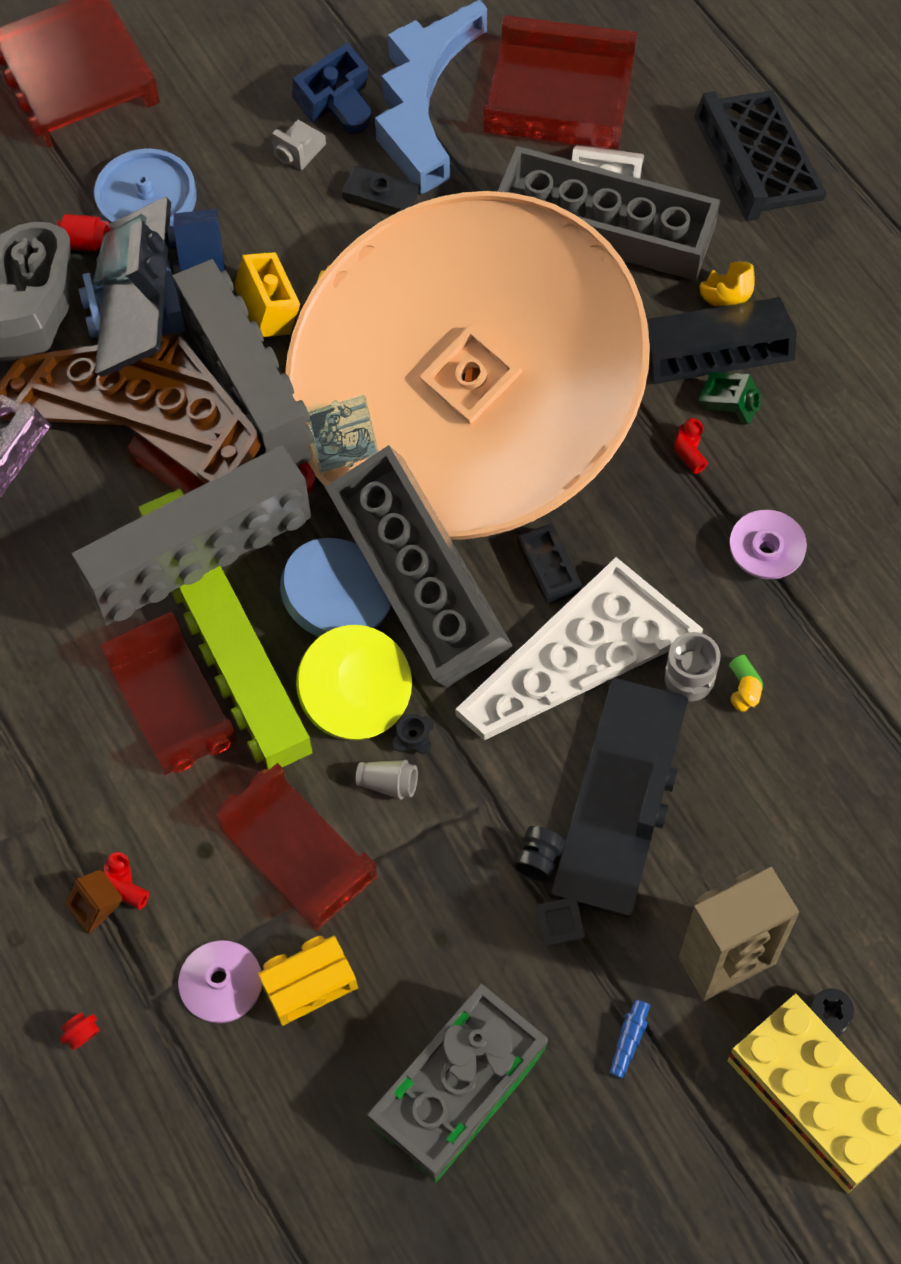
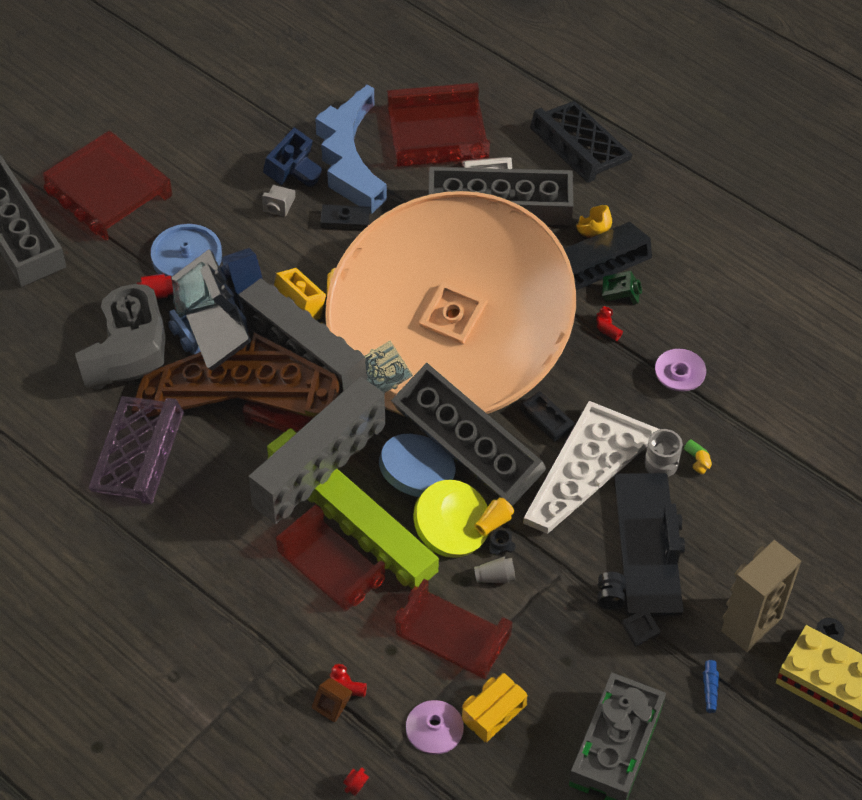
camera: 20 degrees left, 10 degrees down
(413, 696) = (495, 515): none -> yellow cone

